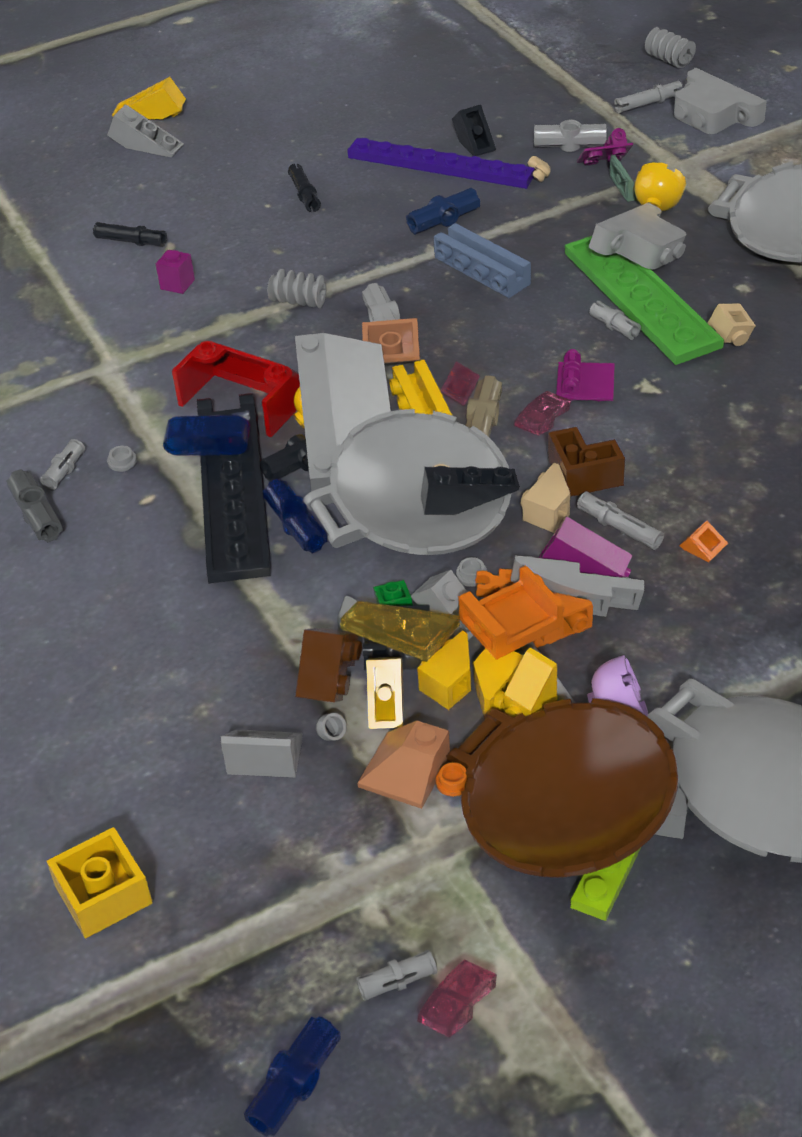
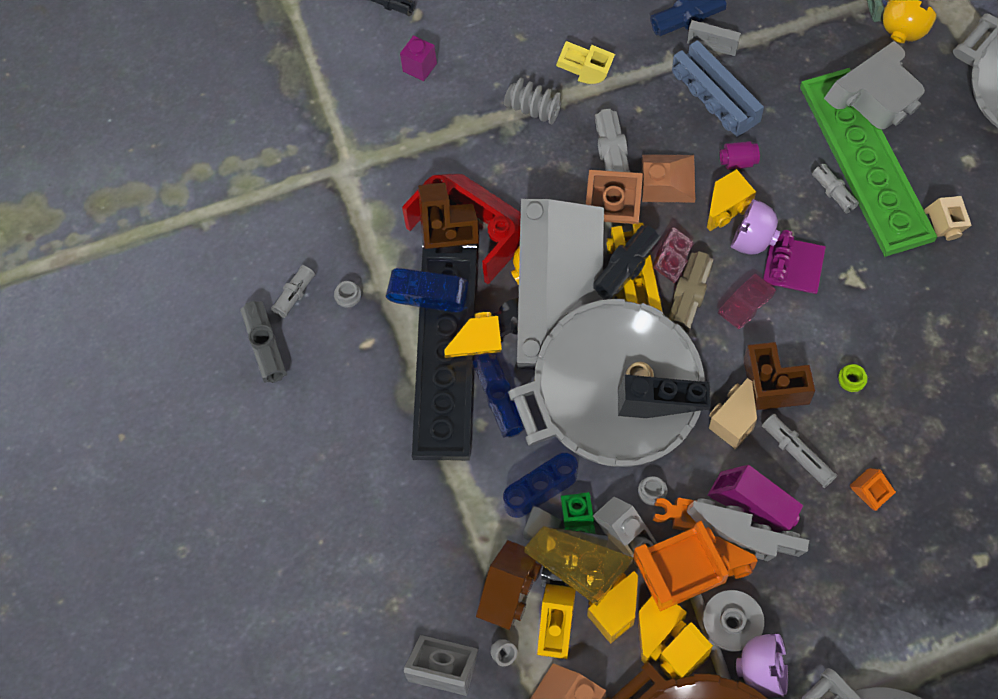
camera: 10 degrees right, 20 degrees up
(214, 381) = (442, 223): none -> reddish brown brick
(262, 463) = (476, 337): none -> yellow slope
(350, 257) = (589, 64): none -> light yellow brick
(350, 578) = (547, 473): none -> clear blue beam
(413, 383) = (627, 262): none -> black piece
(444, 332) = (668, 178): none -> nougat slope
(480, 223) = (714, 37): none -> light grey plate
(510, 338) = (730, 197): none -> yellow slope
(514, 305) = (739, 155): none -> magenta brick
(541, 352) = (756, 229): none -> lavender cylinder
(577, 661) = (736, 606): none -> light grey dish
(663, 457) = (855, 371): none -> lime plate

